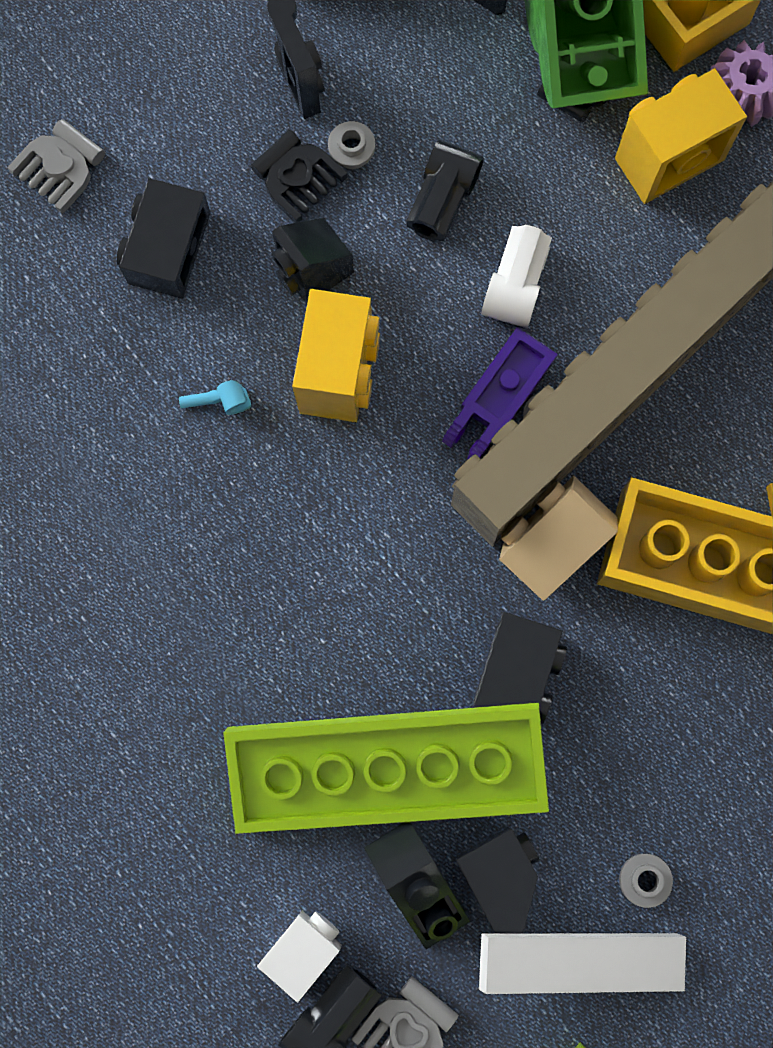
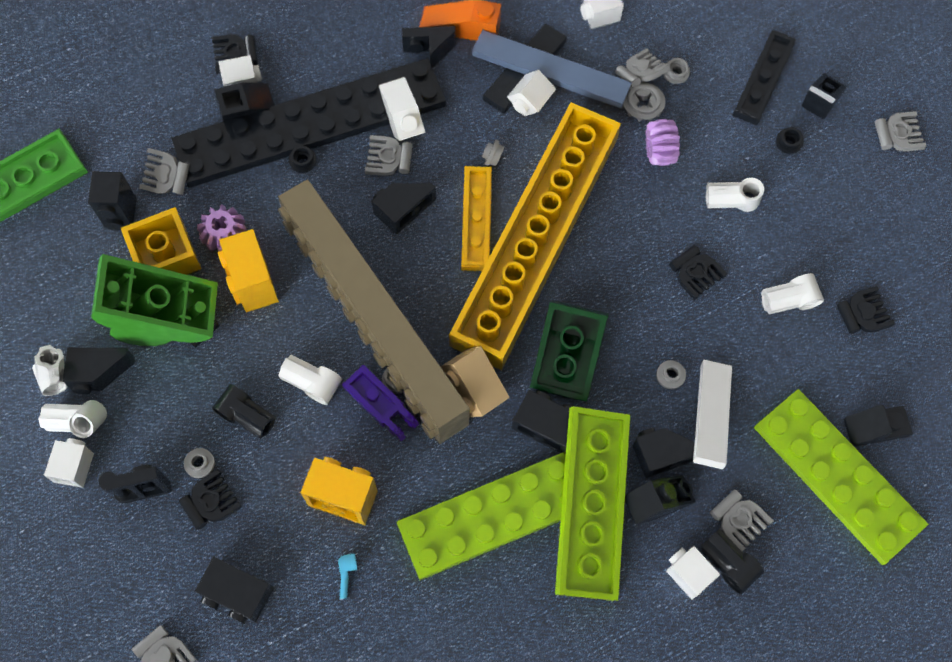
camera: 85 degrees left, 10 degrees down
(310, 257) = (272, 497): black slope -> none
(341, 598) = (485, 517): none -> lime plate
(656, 693) = (569, 350): none -> dark green slope

